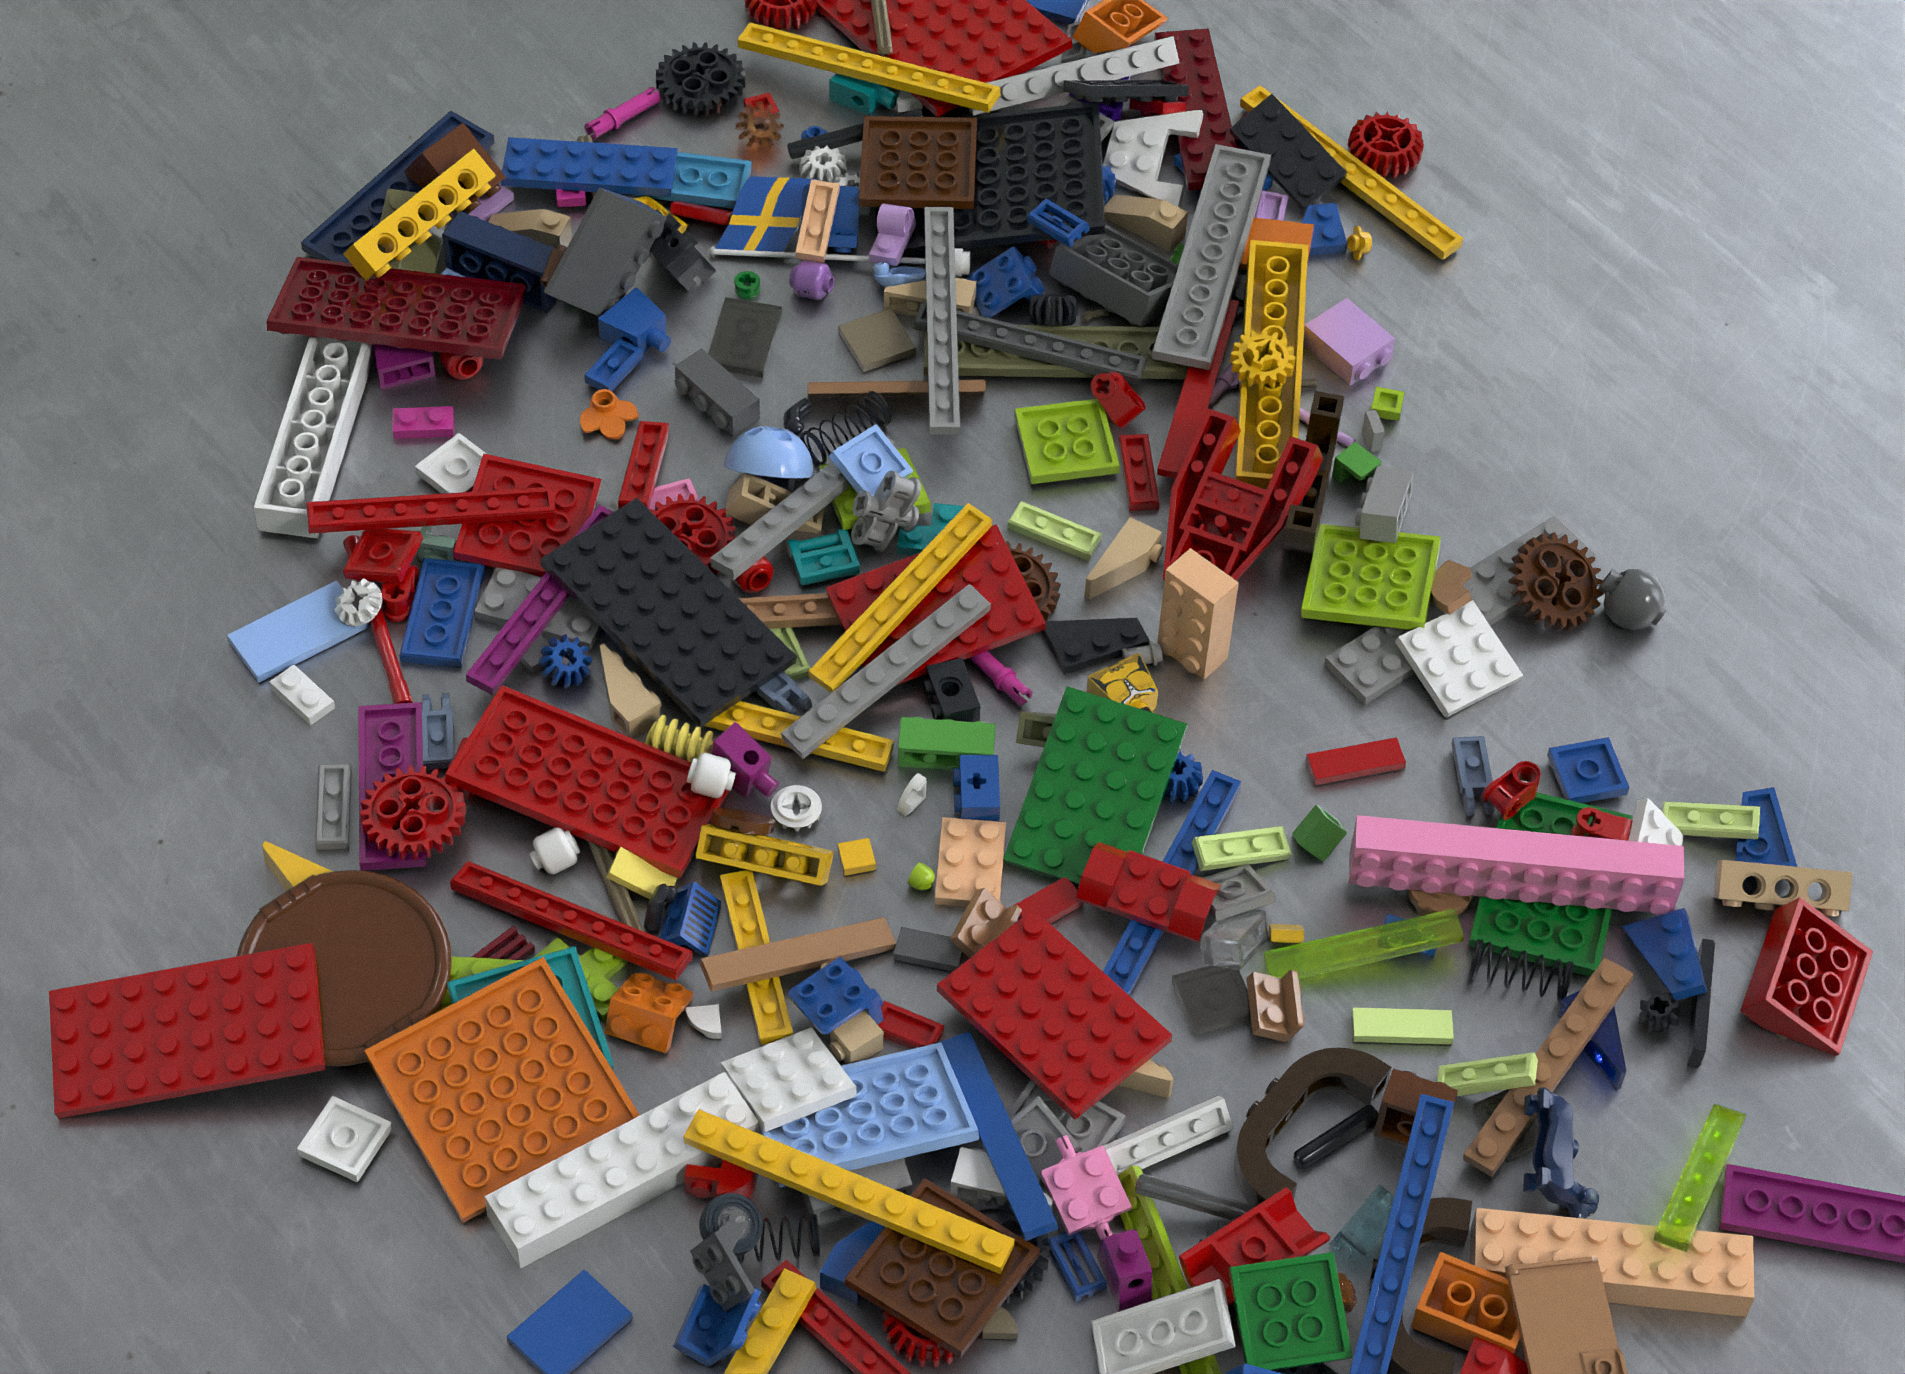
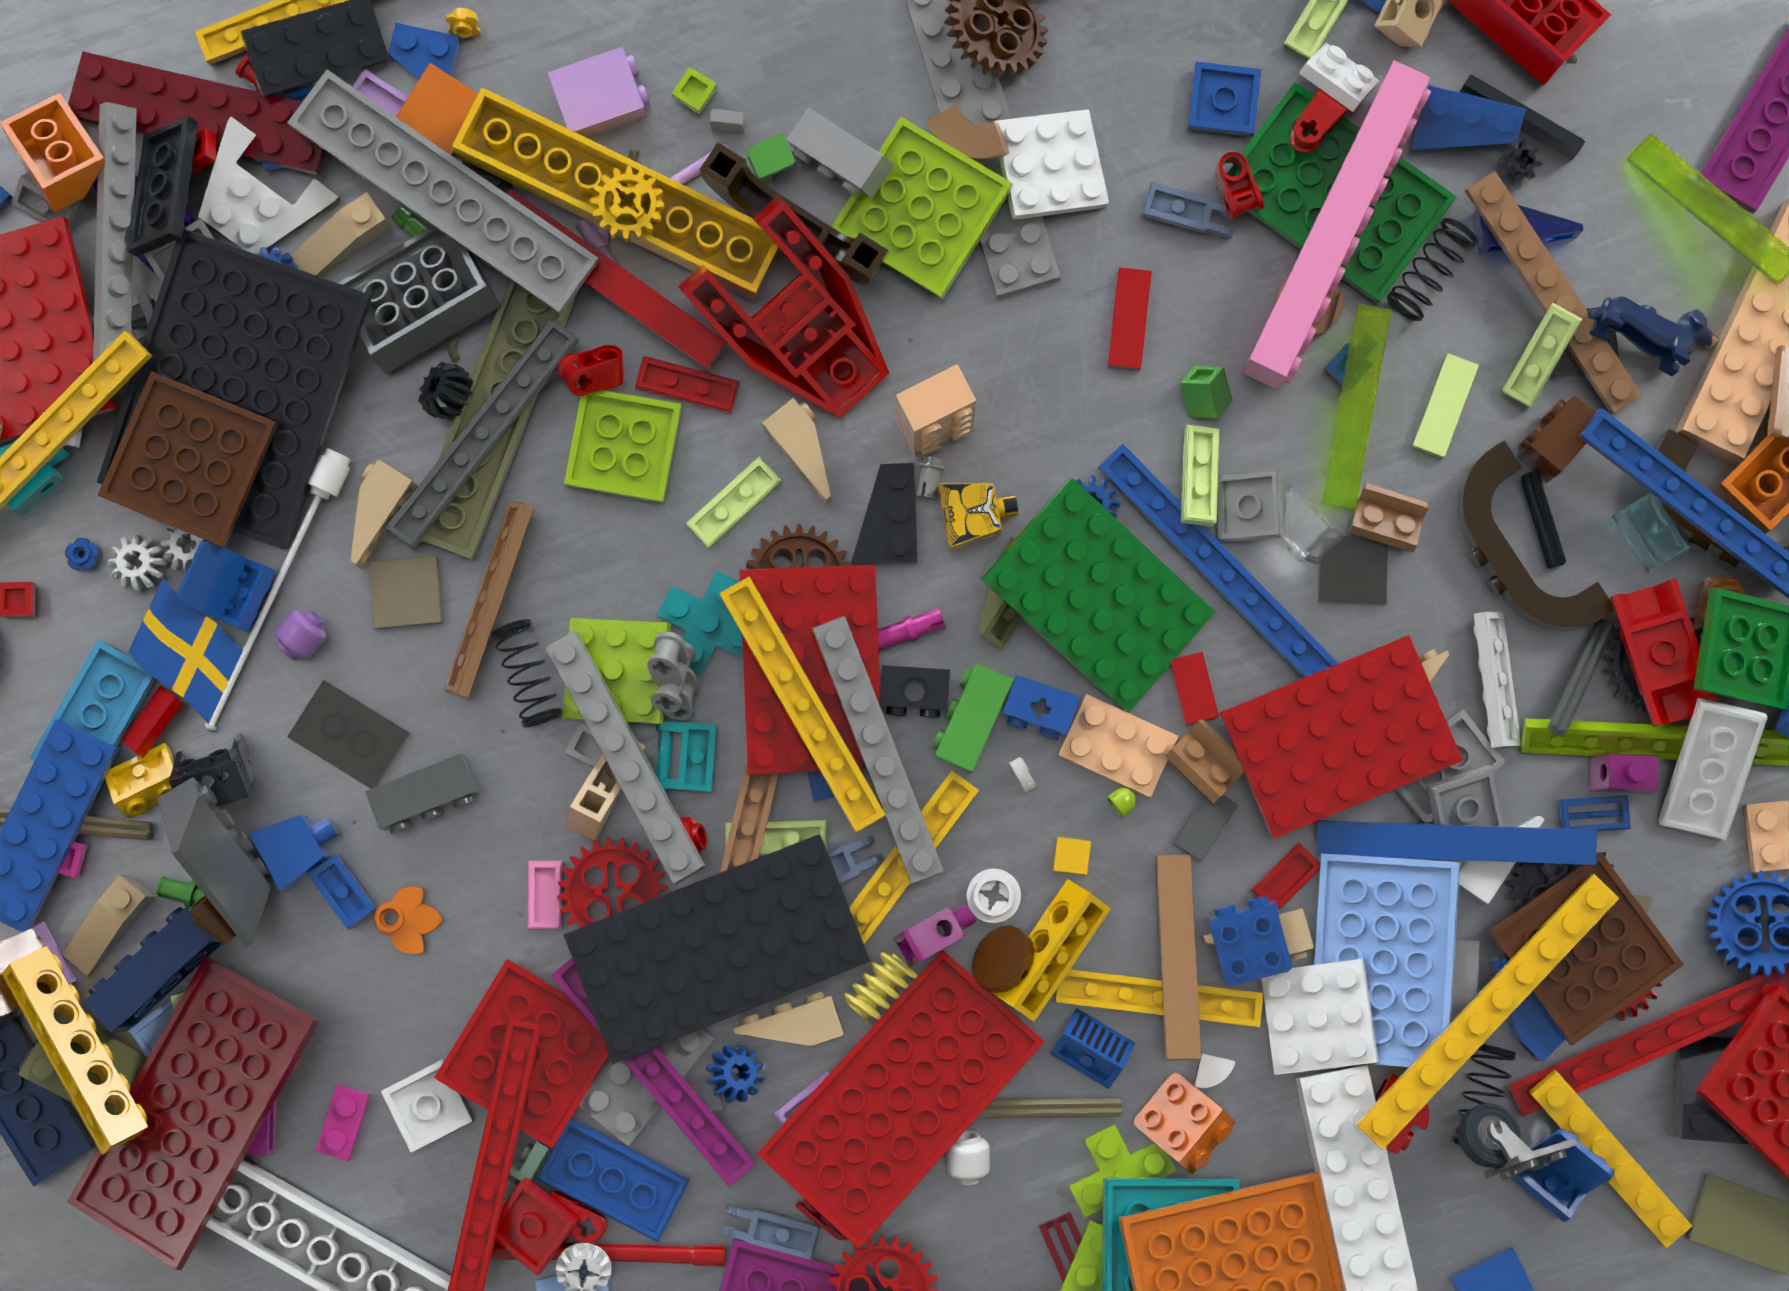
camera: 65 degrees left, 30 degrees up
(571, 920) = (1058, 1169): red tile -> none
(637, 874) = (1030, 1082): light yellow tile -> none
(644, 463) = (497, 905): red tile -> none
(656, 904) = (1069, 1076): black arm -> none
(710, 775) = (946, 975): white head -> none
(747, 292) = (276, 715): green bush -> none
(759, 116) = (46, 600): clear orange gear -> none
(770, 453) = (556, 774): light blue piece -> none
(794, 414) = (484, 722): black arm -> none
(817, 221) = (236, 603): light nougat plate -> none
(836, 138) = (103, 515): black axle -> none
(868, 459) = (607, 670): light blue plate -> none
(895, 230) = (274, 522): lavender plate -> none
(897, 275) = (330, 530): light blue arm -> none
(941, 321) = (427, 519): light grey plate -> none
(1005, 282) = (382, 424): blue bracket -> none
(1054, 226) = (370, 330): blue tile -> none
(1085, 1189) = (1537, 781): bright pink plate -> none
(1147, 891) = (1229, 588): red piece -> none
(1286, 933) = (1310, 473): yellow tile -> none

